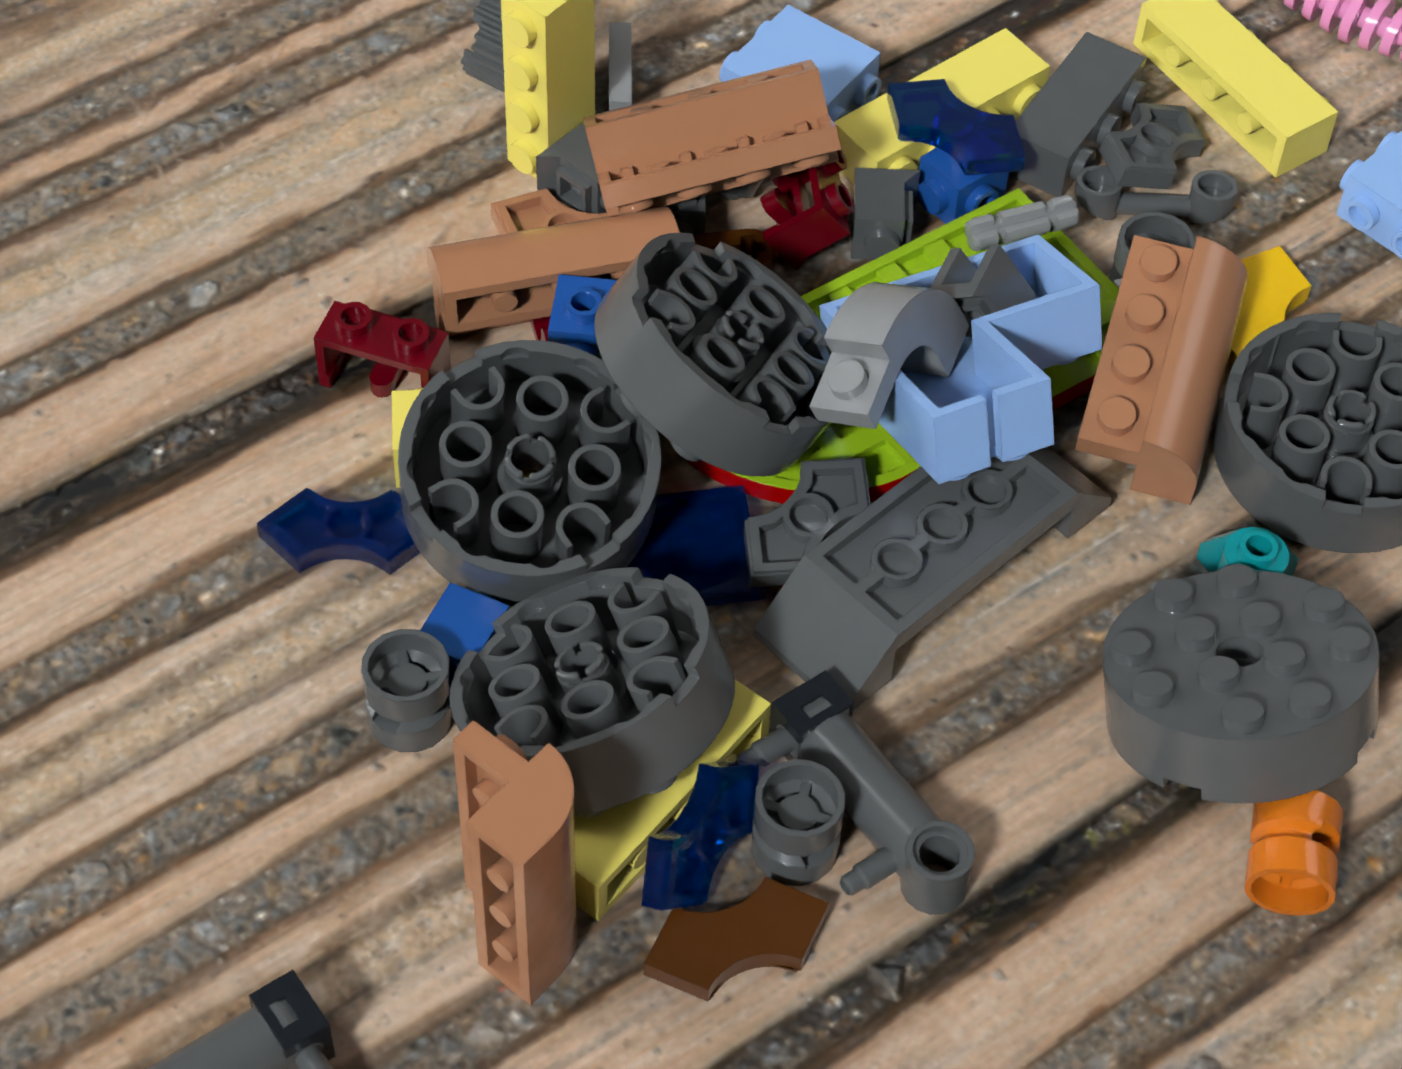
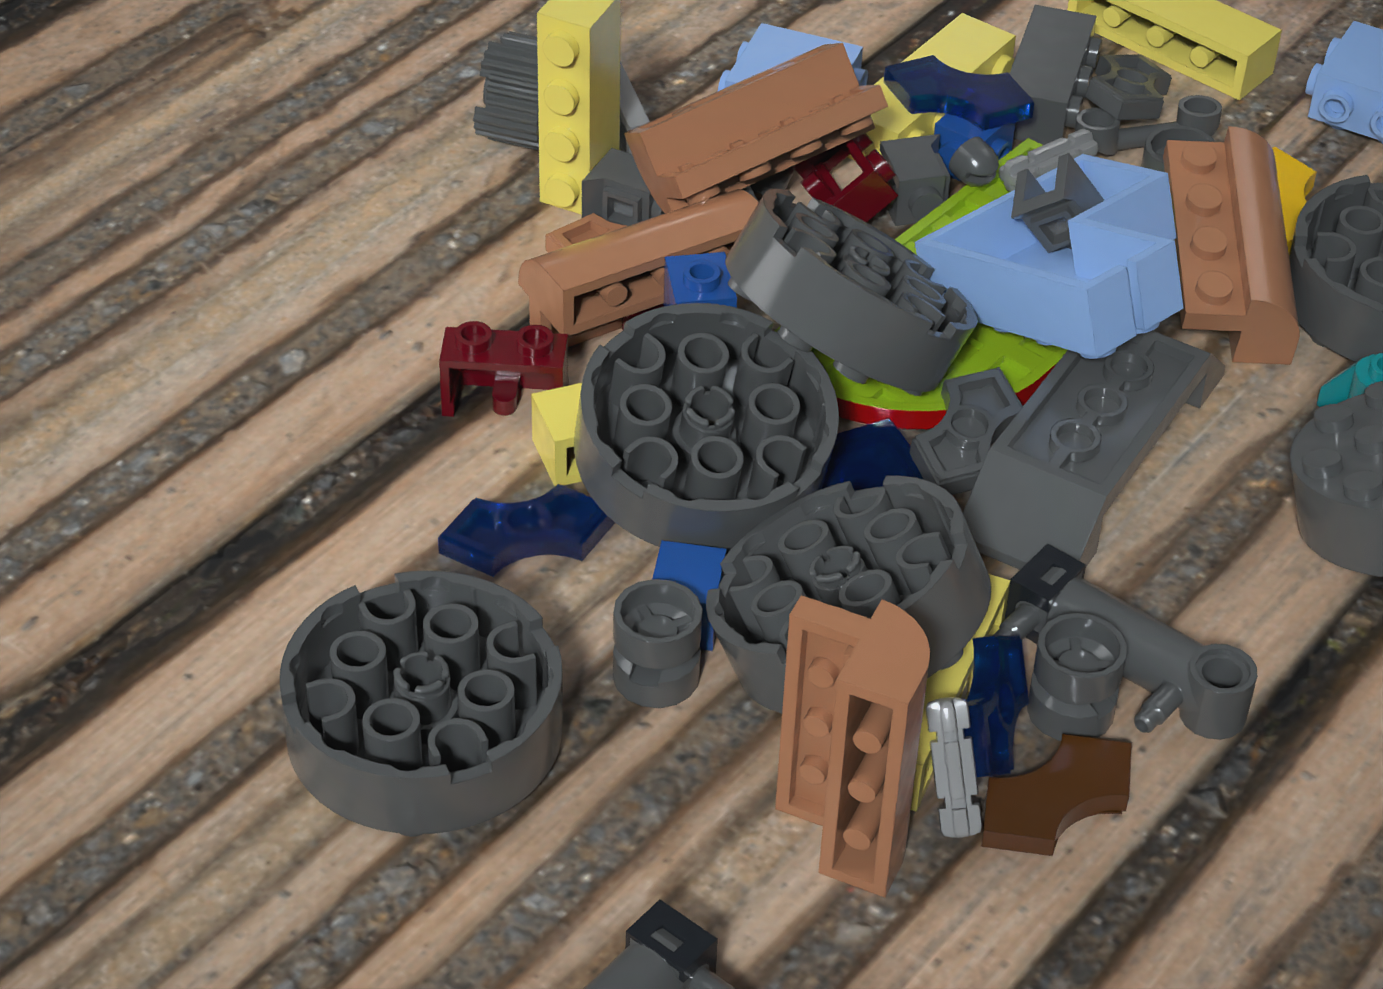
camera: 15 degrees left, 10 degrees down
(163, 704) = (422, 702): none -> dark grey brick
(631, 894) = (954, 767): none -> light grey axle
(874, 338) = (998, 246): light grey arch -> none
(942, 211) = (974, 163): none -> dark grey hinge

